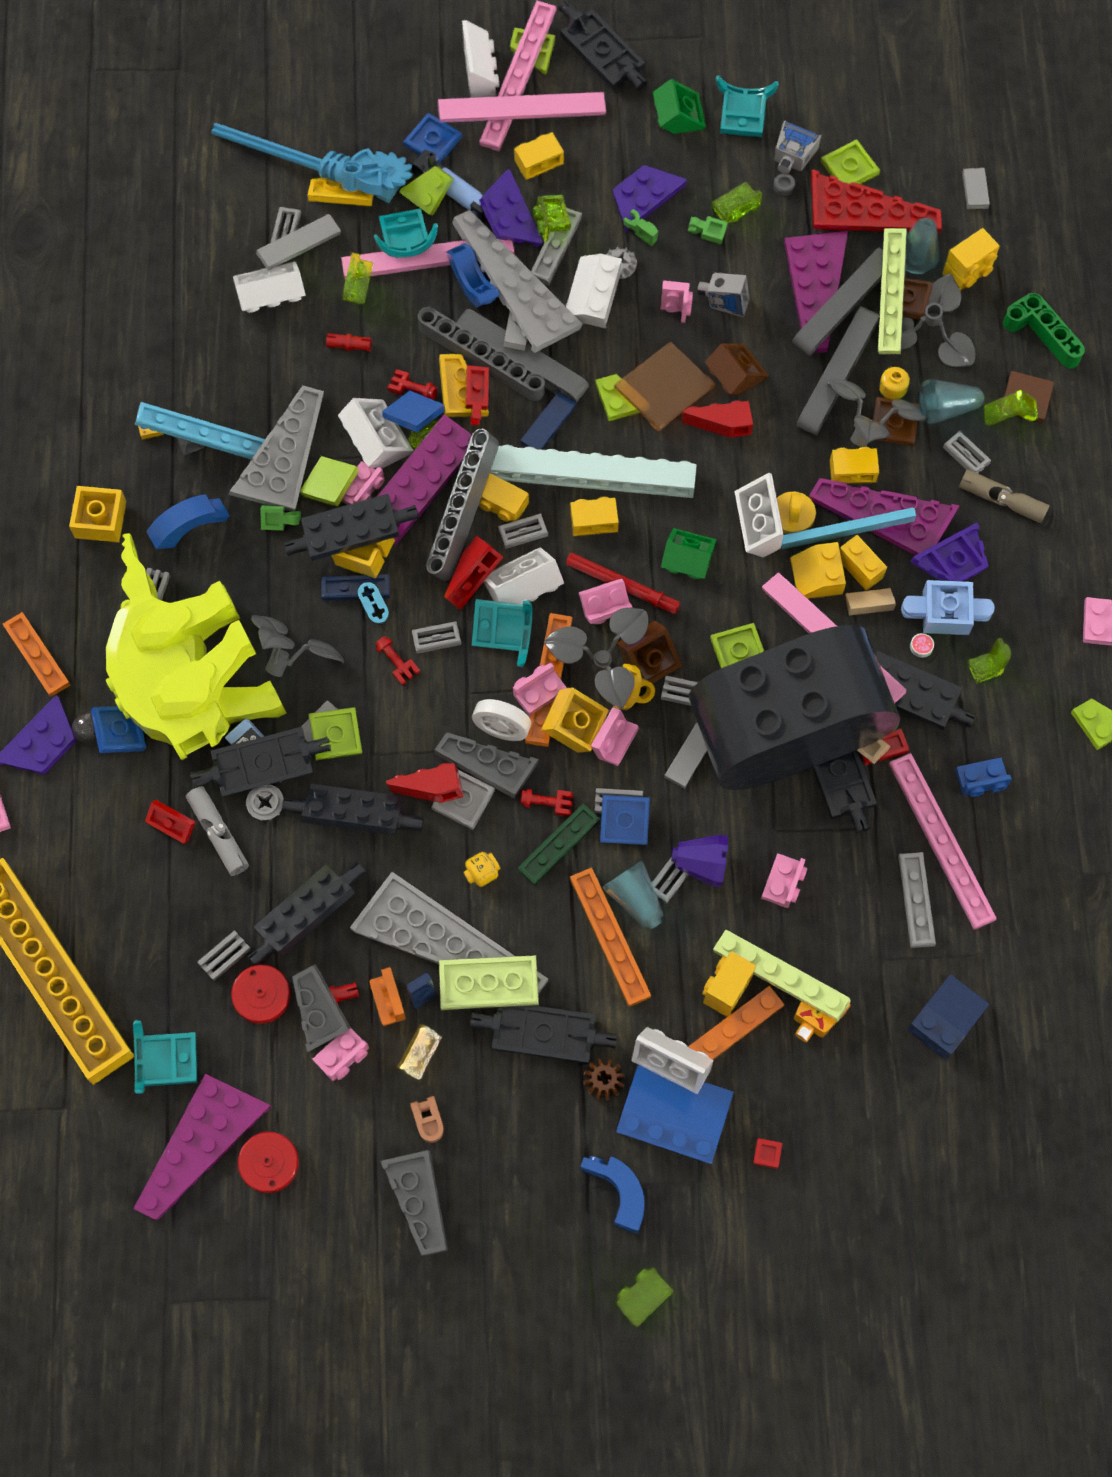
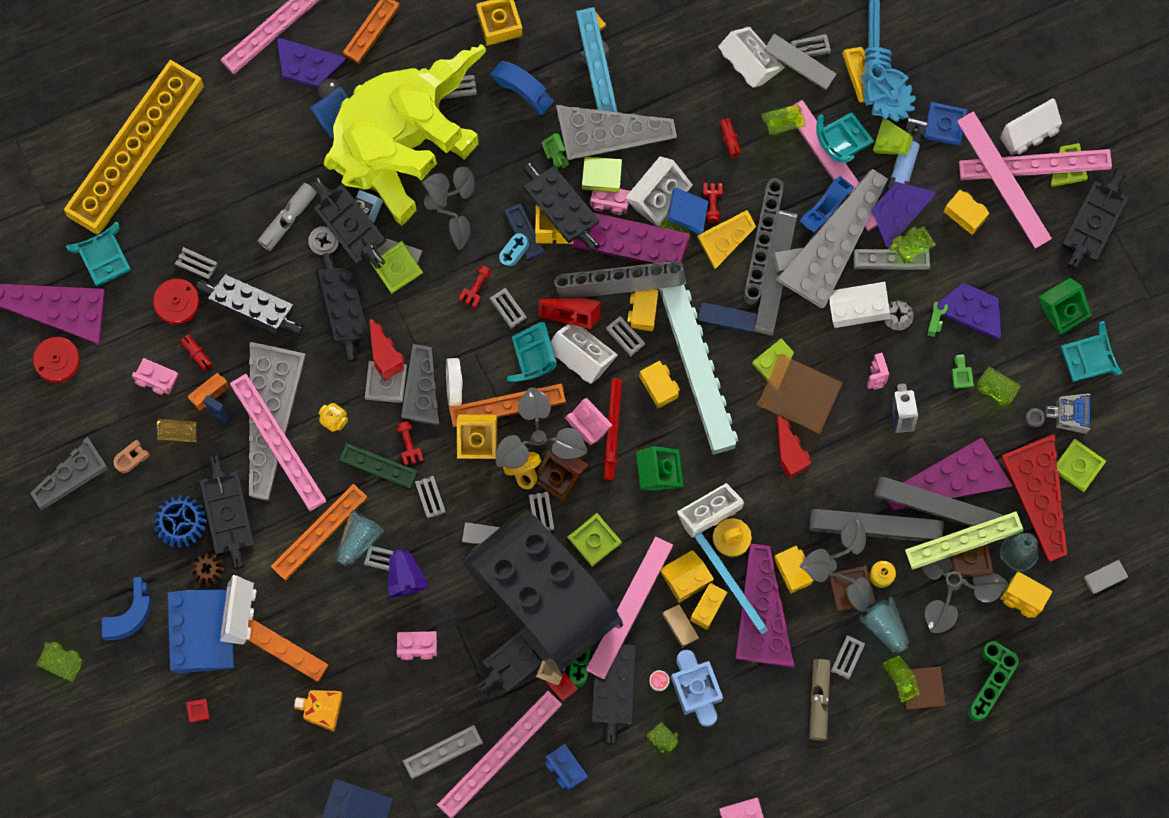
camera: 65 degrees right, 5 degrees up
(170, 821) = (280, 181): red plate -> none
(318, 1008) = (177, 347): dark grey wing -> none
(476, 391) = (725, 251): red plate -> none
(485, 940) = (278, 442): none -> bright pink tile
(488, 982) = (246, 457): yellowish green tile -> none
(515, 1075) = (182, 513): none -> blue gear
(538, 688) = (492, 400): bright pink bracket -> none
(614, 737) = (477, 472): bright pink bracket -> none
(625, 819) = (416, 506): blue tile -> none
(727, 987) = (313, 631): yellow brick -> none
(735, 368) = (841, 444): reddish brown slope -> none
(785, 976) = (336, 669): yellowish green plate -> none
(955, 557) = (745, 679): dark purple wing -> none

